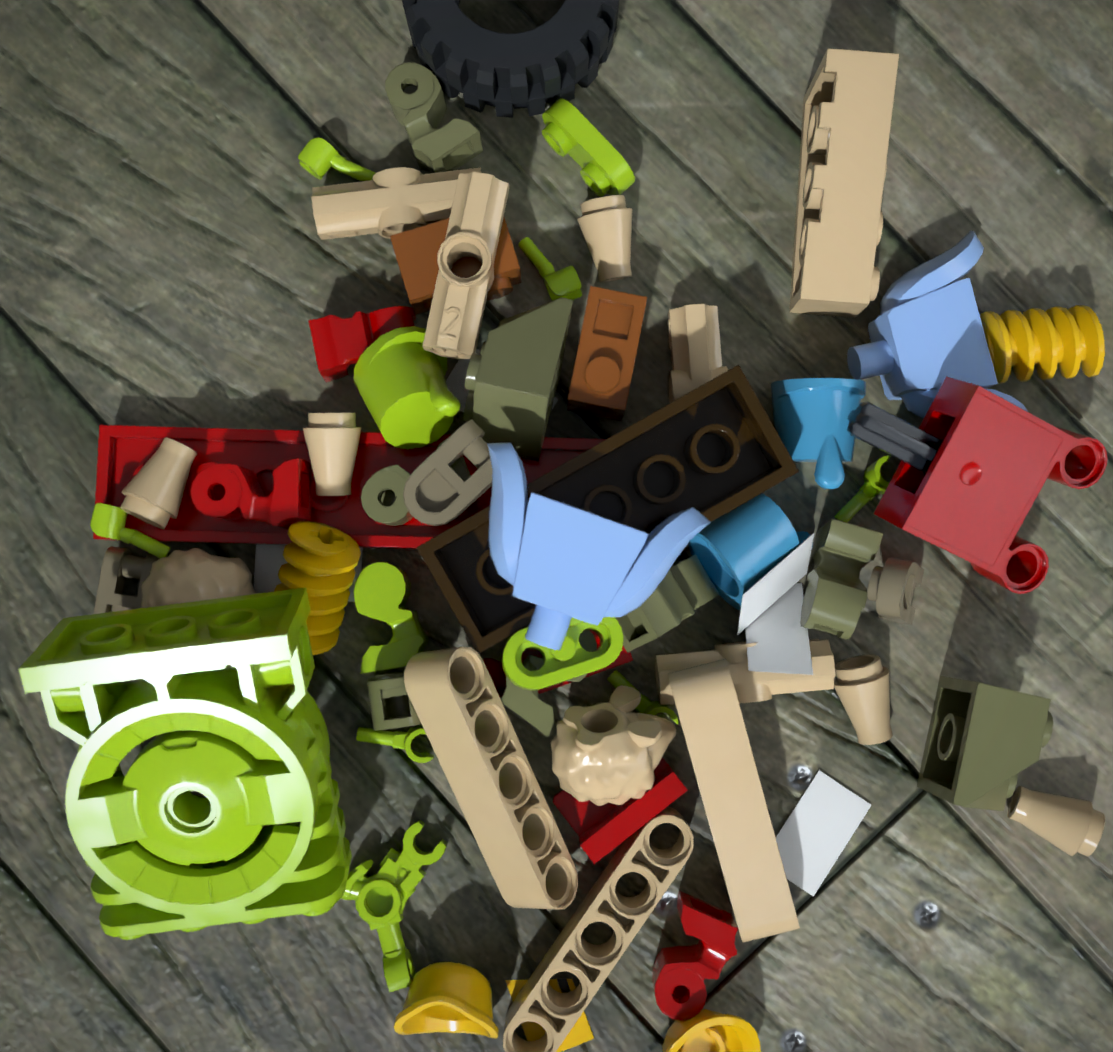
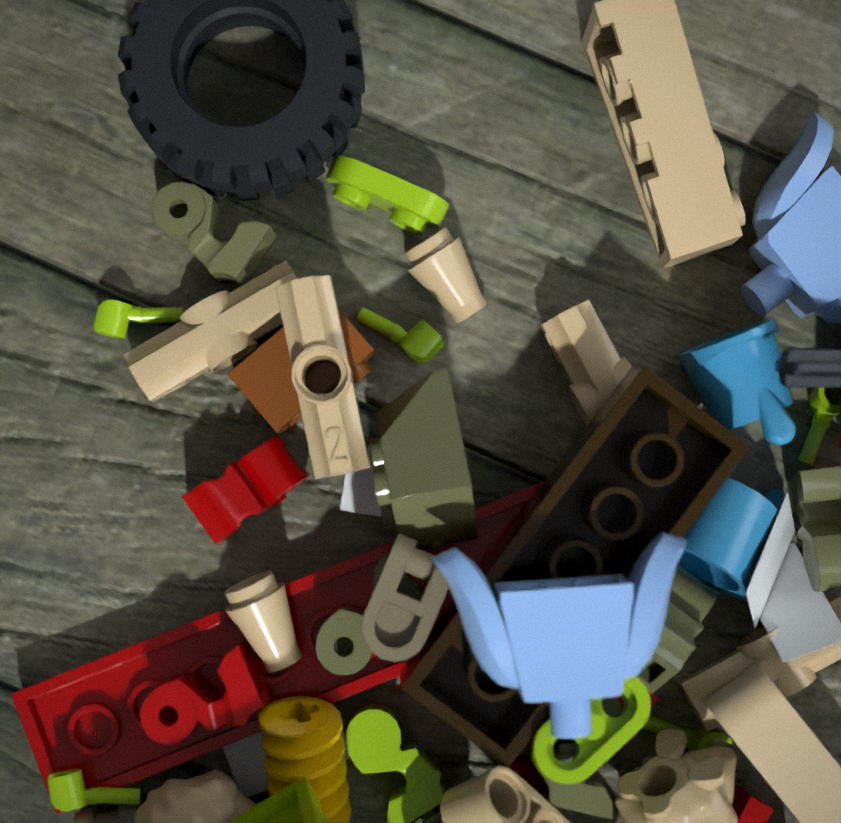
camera: 20 degrees left, 0 degrees up
(160, 484) = (104, 730): tan cone -> none
(406, 388) = (312, 525): lime hat -> none
(606, 353) = (498, 397): dark orange brick -> none

